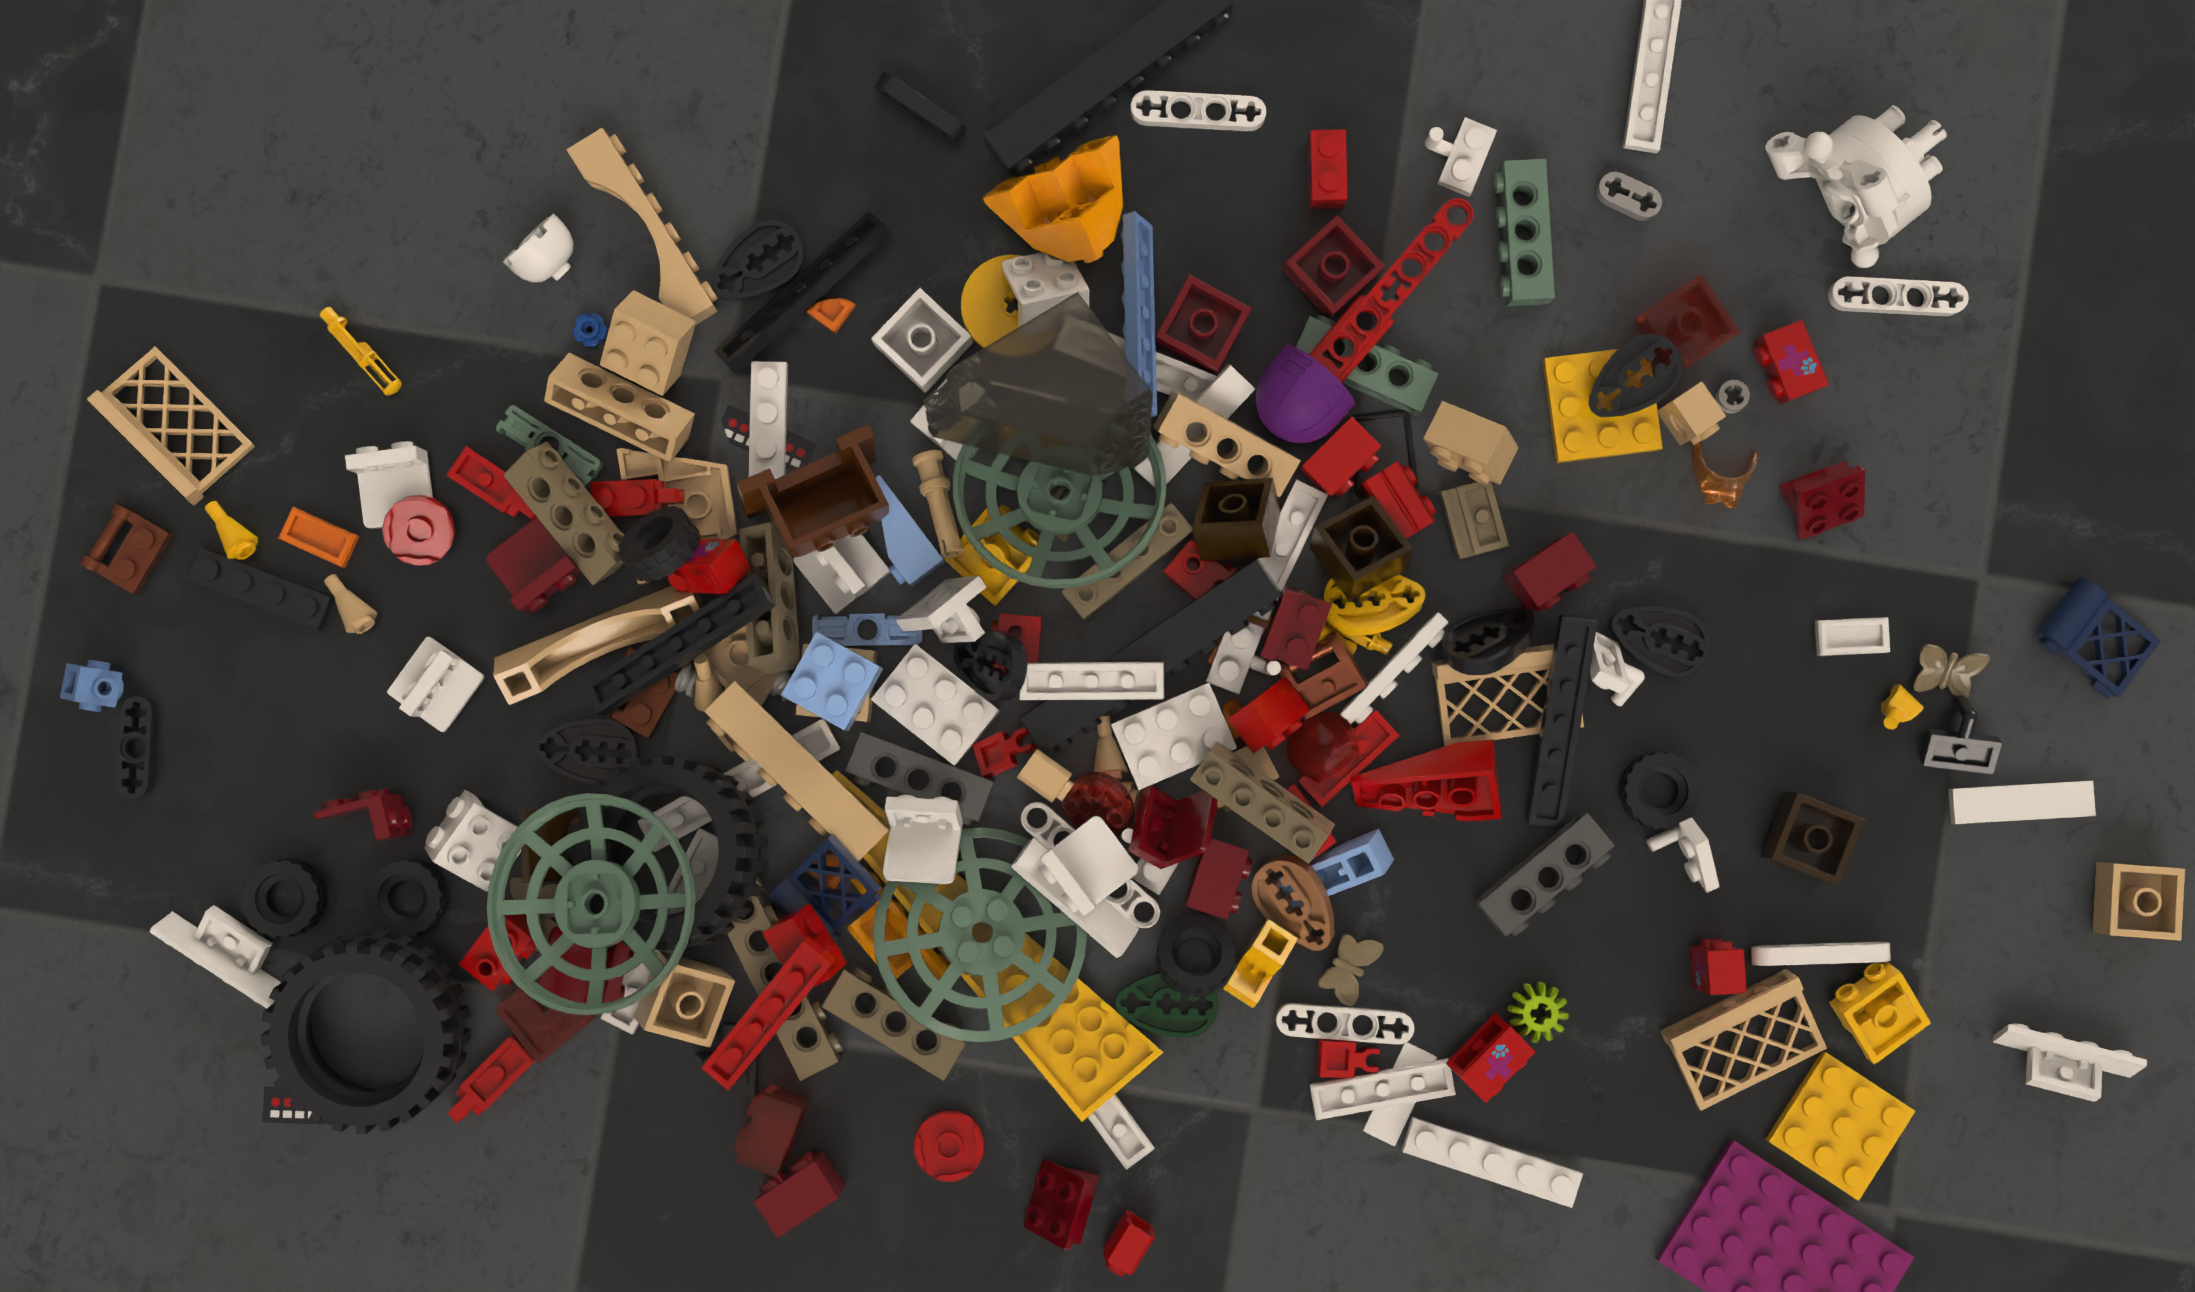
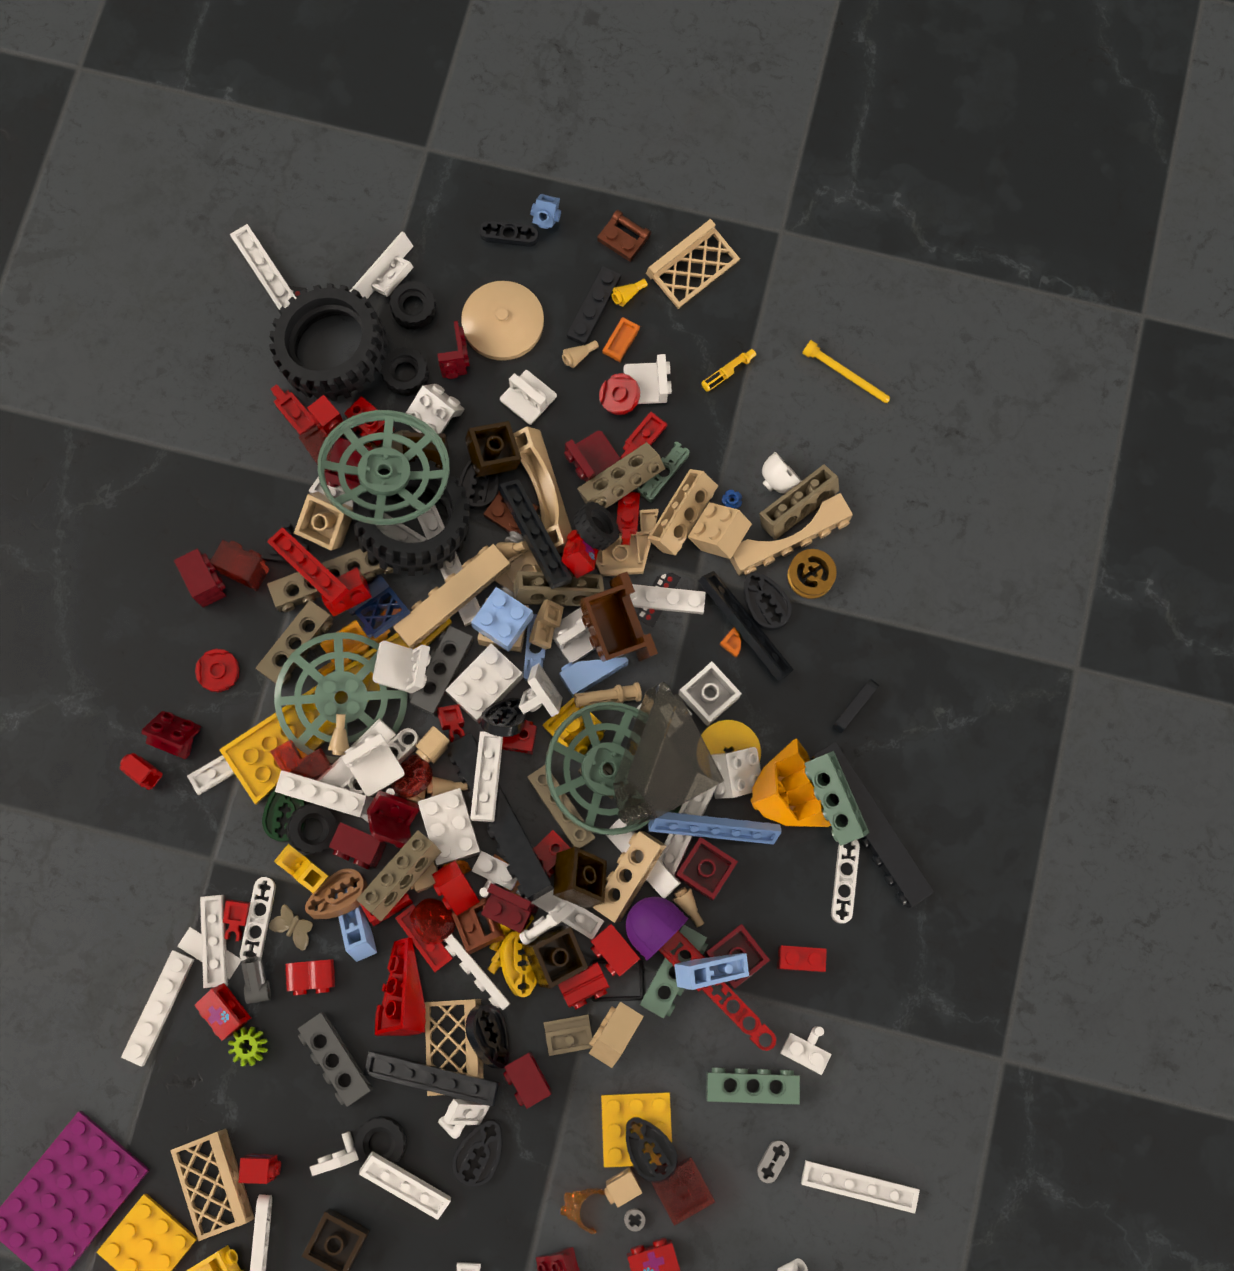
camera: 95 degrees right, 10 degrees down
(234, 1165) = (262, 266): none -> white plate
(299, 741) = (502, 320): none -> tan dish
(315, 211) = (812, 350): none -> yellow piece
(505, 1016) = (324, 415): none -> red brick
(536, 730) = (492, 448): none -> dark brown brick
(586, 216) = (799, 502): none -> dark tan brick
(727, 175) = (802, 560): none -> pearl gold wheel
(821, 612) = (546, 621): none -> tan slope
(1025, 140) = (847, 805): none -> sand green brick
(1055, 926) = (339, 740): none -> tan cone
(1103, 988) = (290, 760): none -> clear red plate
(1140, 945) = (321, 793): none -> white plate
(1252, 356) = (685, 900): none -> tan cone
(1315, 572) = (541, 925): none -> white plate
(1365, 302) = (711, 971): none -> light blue slope
(1422, 929) = (310, 975): none -> red brick
(1446, 1011) = (256, 986): none -> dark grey piece
(1720, 744) = (405, 1185): none -> white plate

